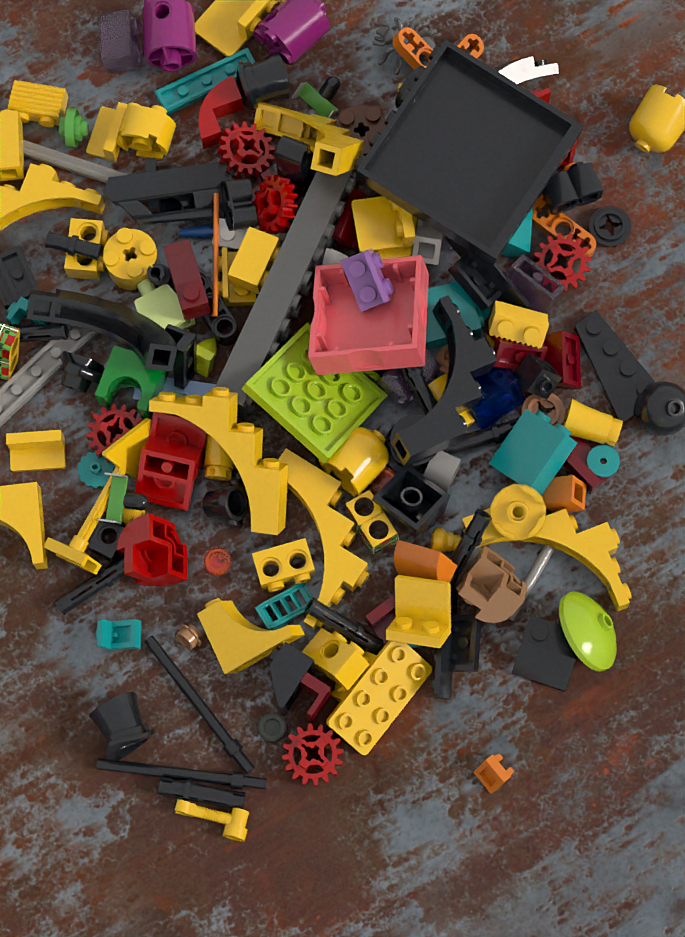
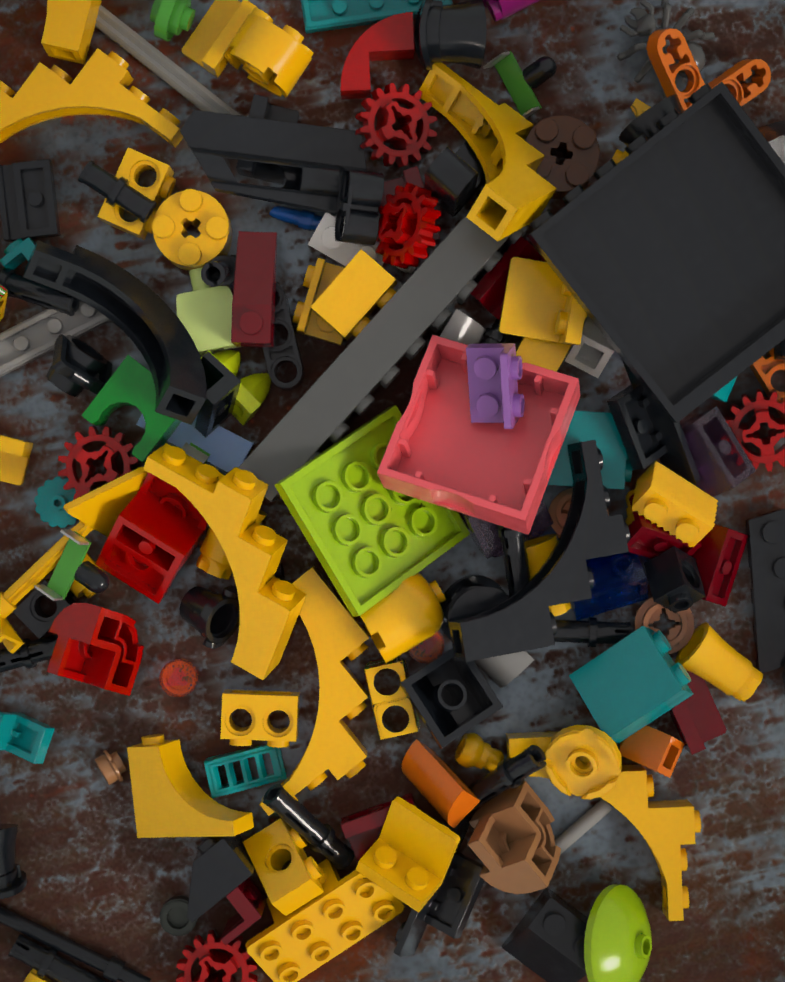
camera: 15 degrees right, 15 degrees up
(215, 254) = (305, 267): orange piece -> none
(232, 746) = (120, 925): black bar -> none
(607, 453) = (717, 727): teal wheel -> none

